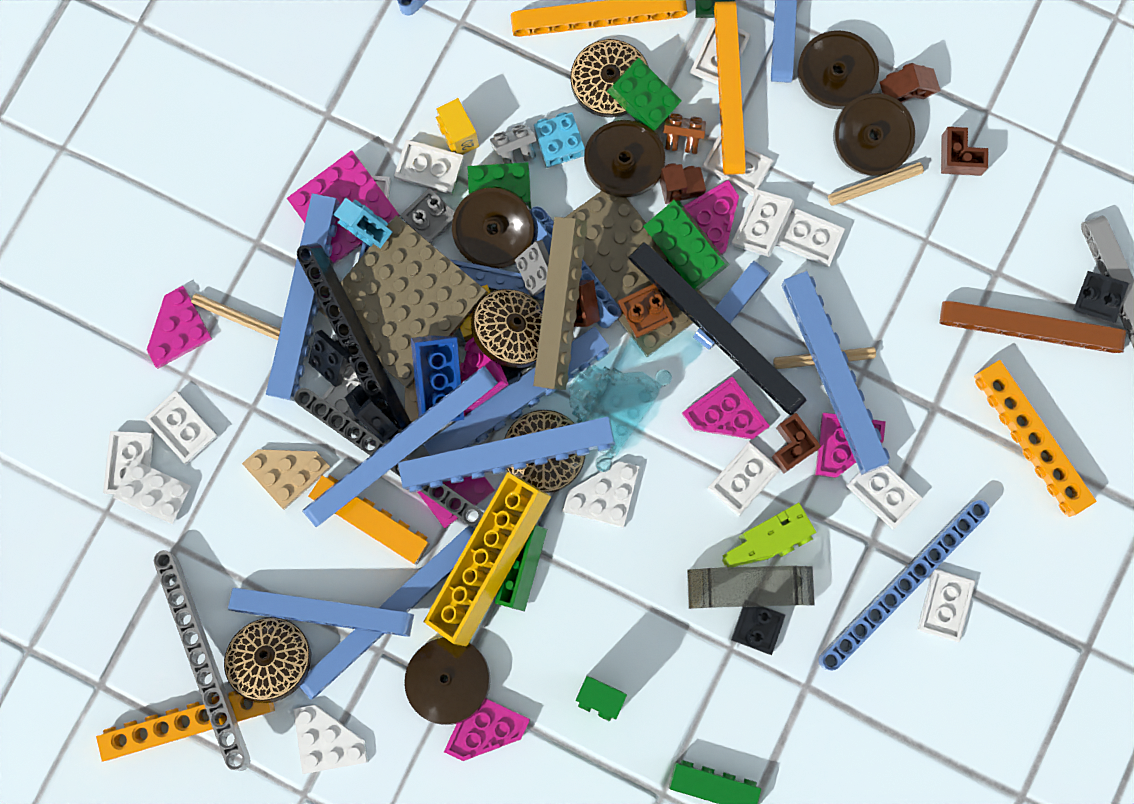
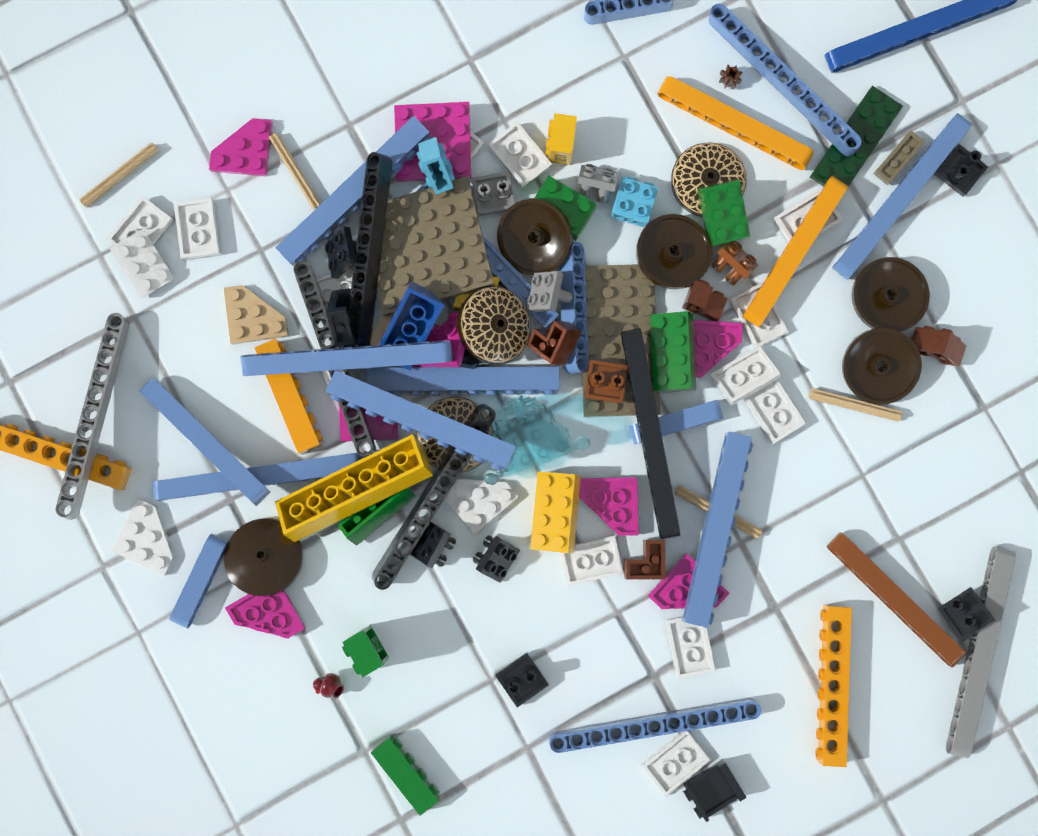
camera: 25 degrees right, 5 degrees up
(75, 428) = (118, 175): none -> tan axle
(277, 674) = (143, 465): dark brown dish -> none
(403, 744) = (199, 581): none -> medium blue beam
(558, 528) = (432, 506): none -> black beam
(560, 303) = (542, 332): dark tan brick -> none
(589, 756) = (329, 686): none -> dark red animal
(591, 562) = (431, 544): none -> black plate
(660, 533) = (496, 559): none -> black plate
(682, 456) = (555, 512): none -> yellow brick
(750, 586) = (536, 647): clear smoke windscreen -> none
(772, 538) = (578, 621): lime piece -> none
(958, 157) = (934, 428): copper brick -> none
(996, 605) = (713, 790): none -> black panel

